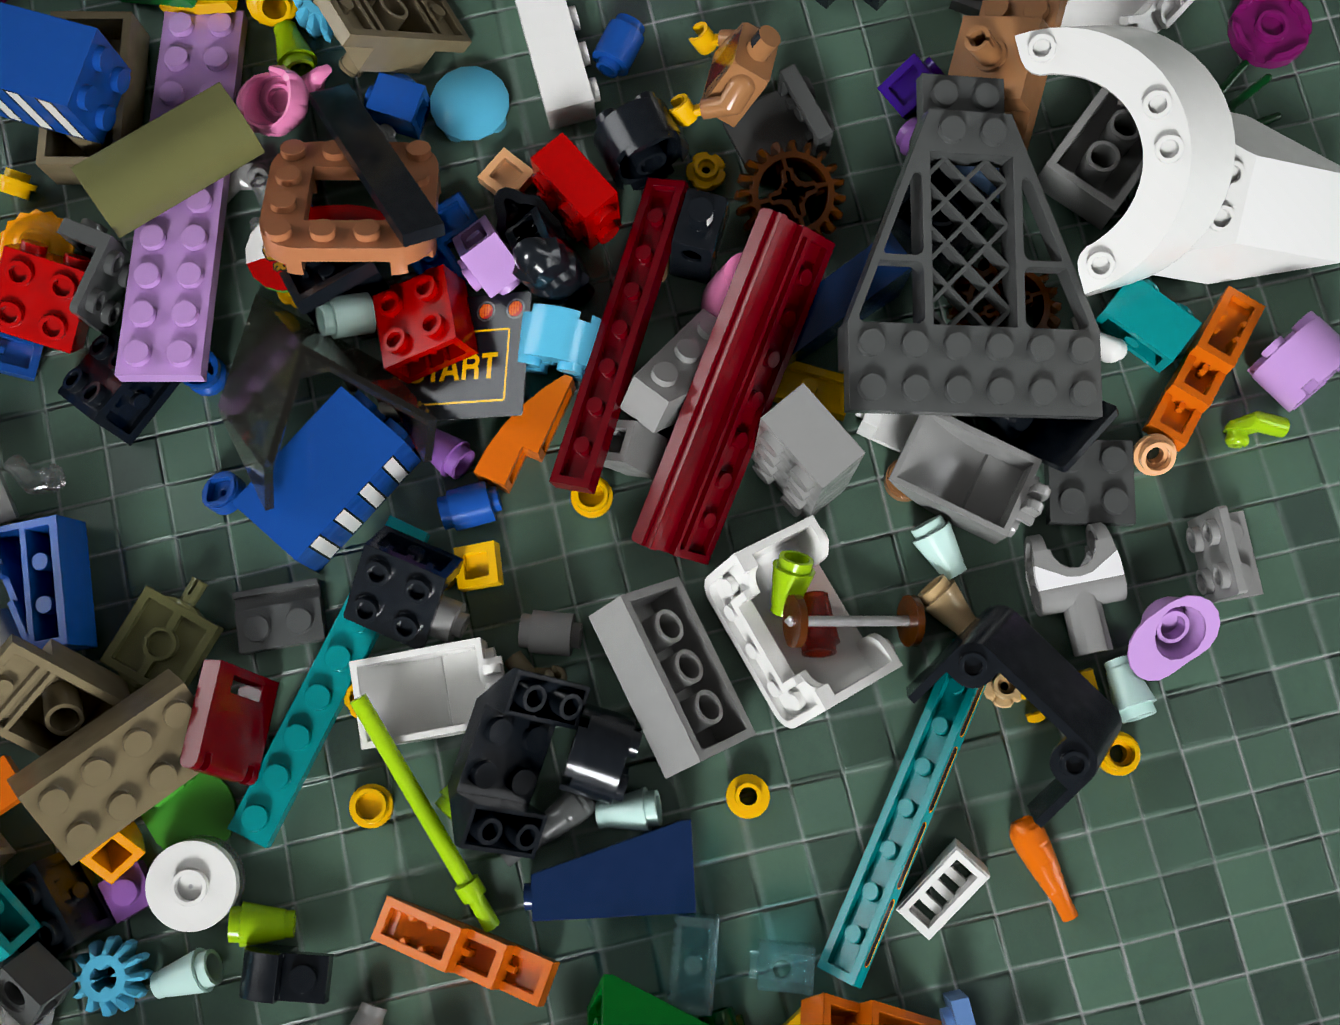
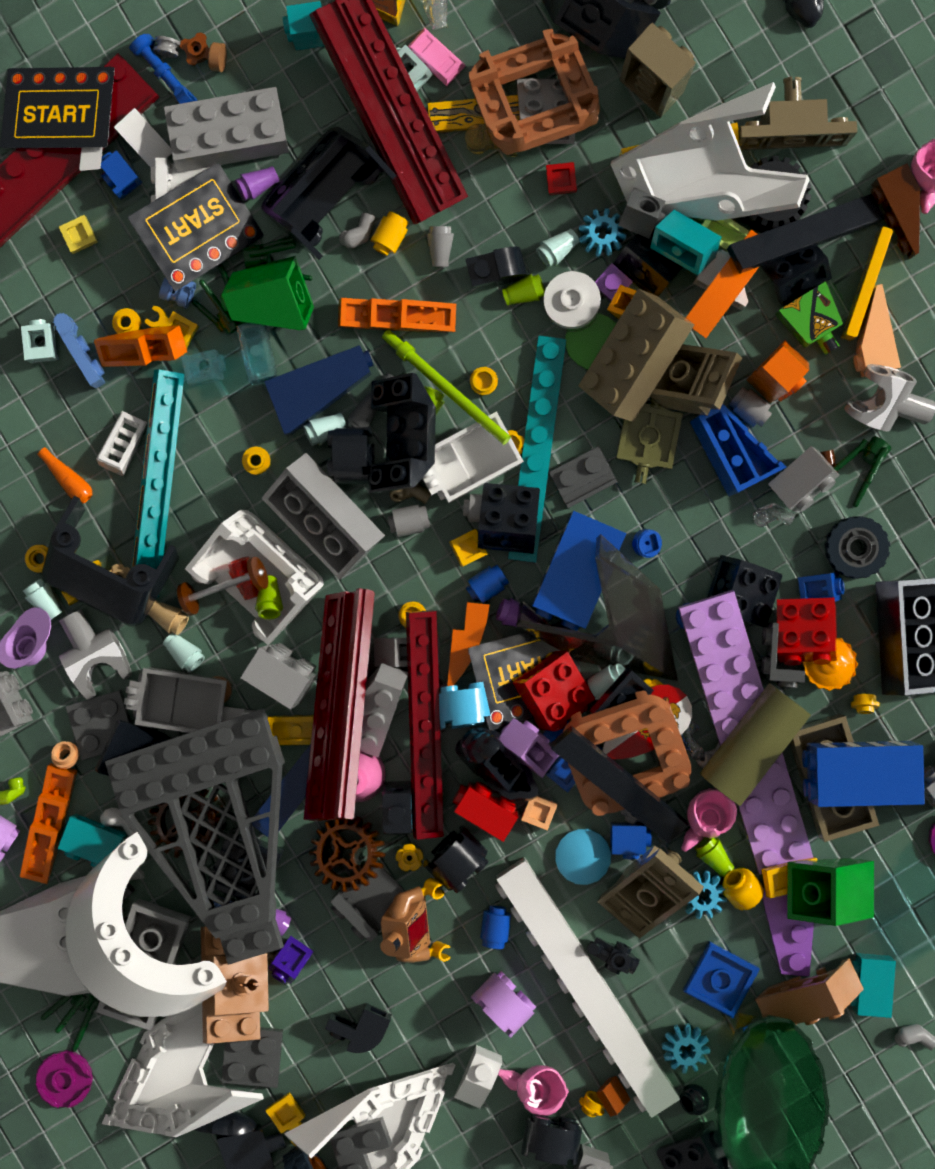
camera: 160 degrees right, 10 degrees up
(227, 728) = (582, 401): dark red container -> none

